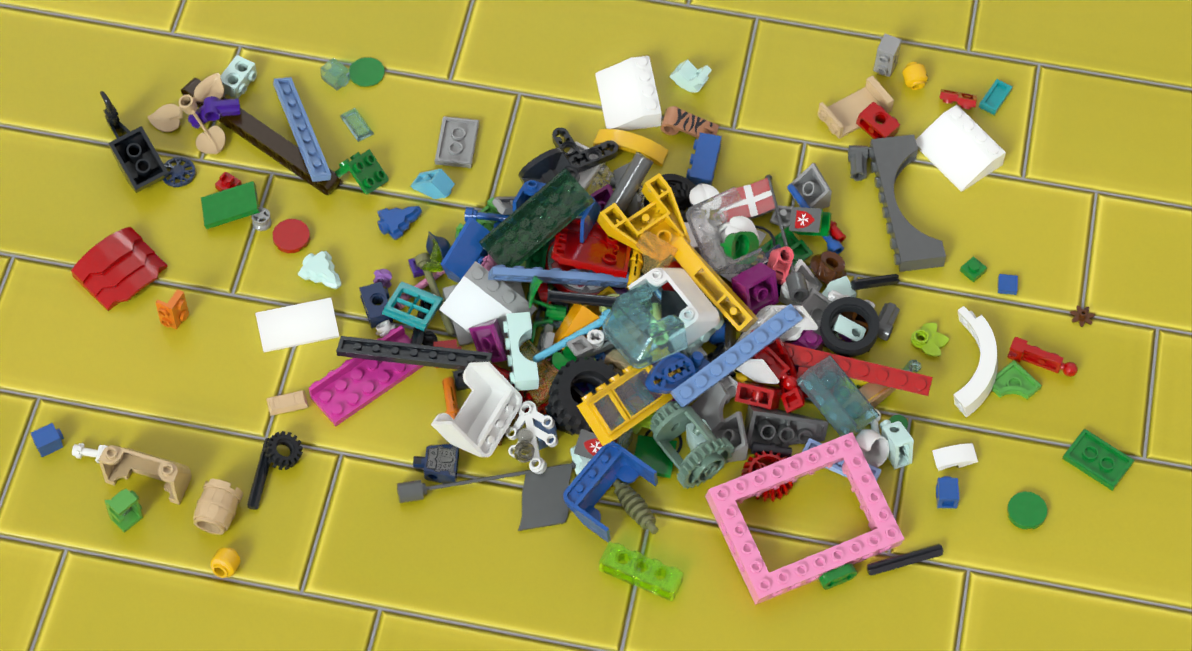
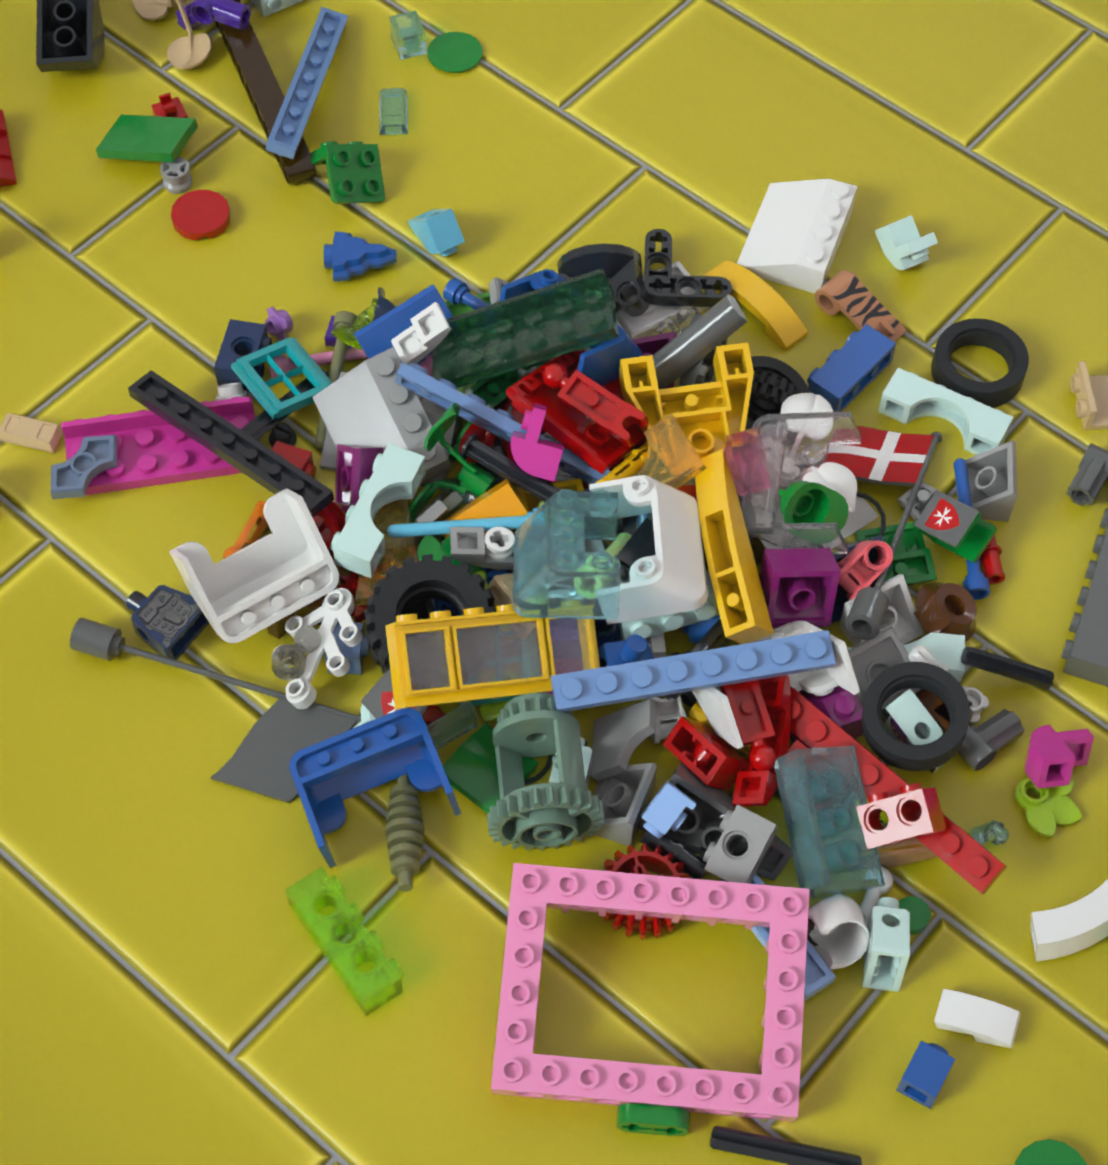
camera: 30 degrees right, 0 degrees up
(178, 172) = (120, 72): dark blue wheel -> none
(297, 325) = (119, 333): white slope -> none
(320, 269) = (202, 273): light aqua rock -> none
(335, 414) = (74, 475): none -> sand blue tile
(457, 142) = (511, 191): light grey tile -> none
(482, 247) = (423, 336): none -> white slope
(586, 282) = (532, 453): none -> dark pink brick
(600, 241) = (595, 402): none -> red plate
(668, 365) = (576, 632): blue piece -> none
(696, 236) = (747, 461): none -> clear pink slope
(759, 430) = (666, 810): none -> light blue brick
(773, 109) = (986, 334): none -> black tyre
(788, 161) = (915, 397): none -> light aqua arch
(805, 418) = (759, 835): none -> light grey brick
(875, 381) = (902, 822): none -> brick
(922, 314) = (1055, 754): none -> dark pink brick

